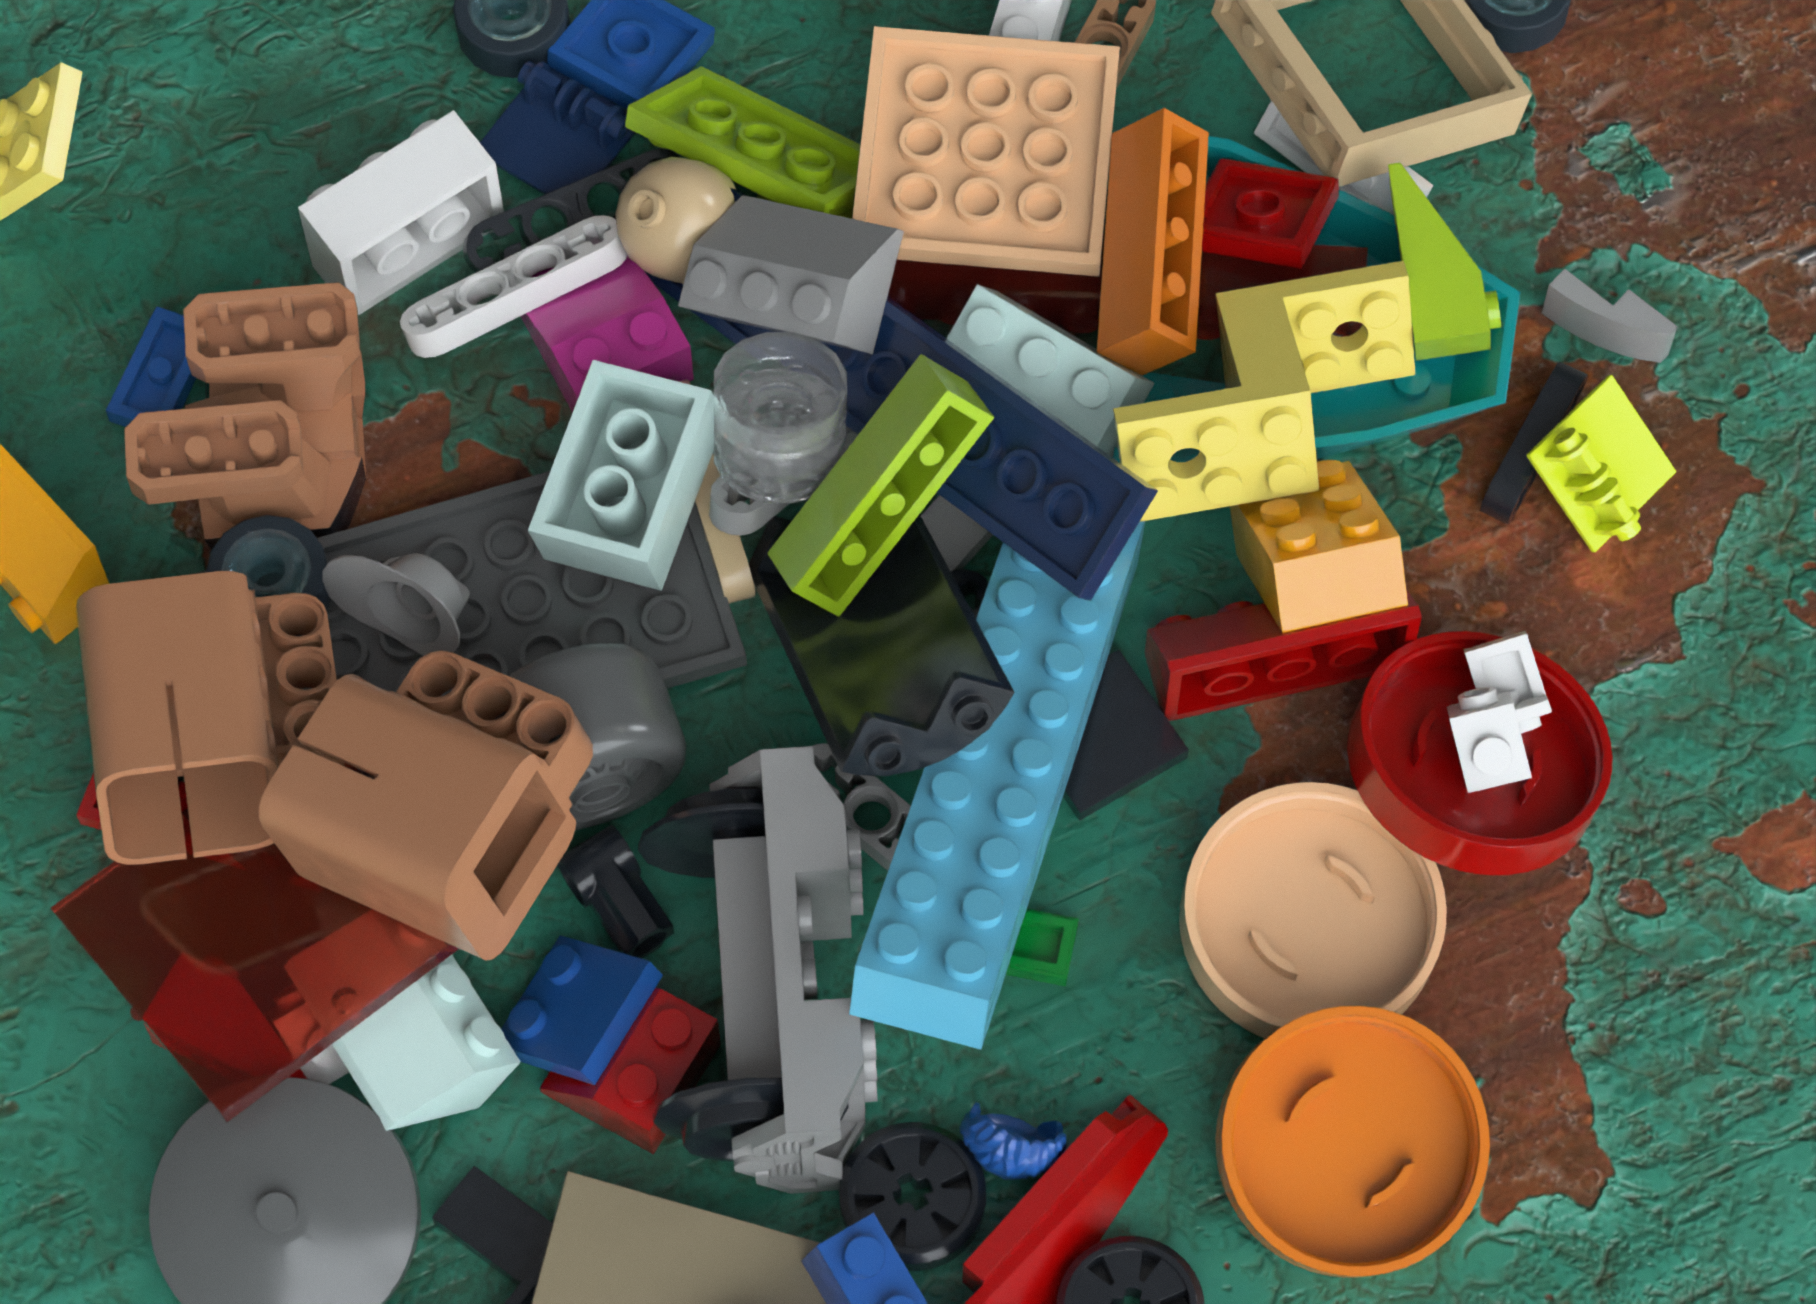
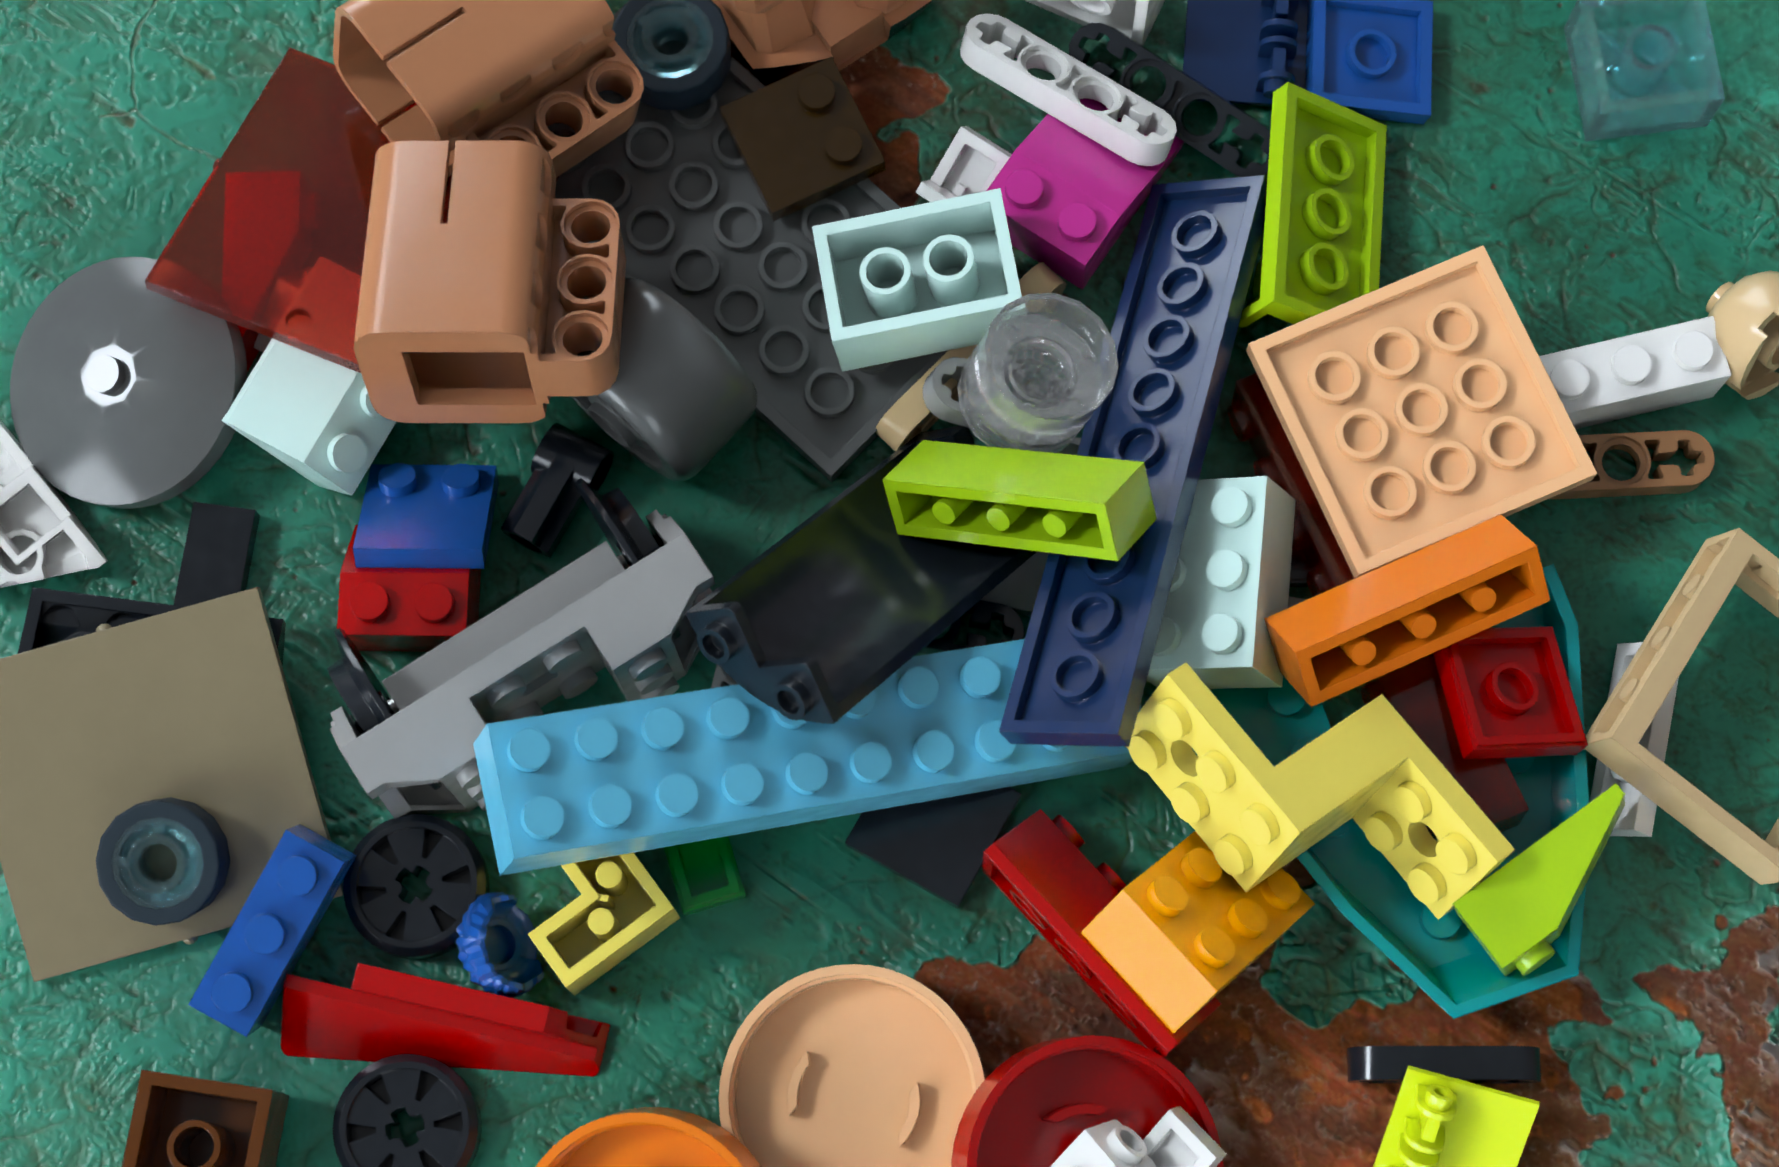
camera: 65 degrees right, 10 degrees up
(403, 597) = (716, 166): light grey piece -> none
(425, 509) = (802, 138): none -> dark brown plate
(537, 408) = (966, 167): none -> white bracket
(668, 211) = (1201, 185): tan cylinder -> none
(794, 272) = (1185, 311): light grey slope -> none
(1042, 1031) = (606, 923): none -> light yellow brick
(1624, 328) = (1615, 1091): light grey slope -> none

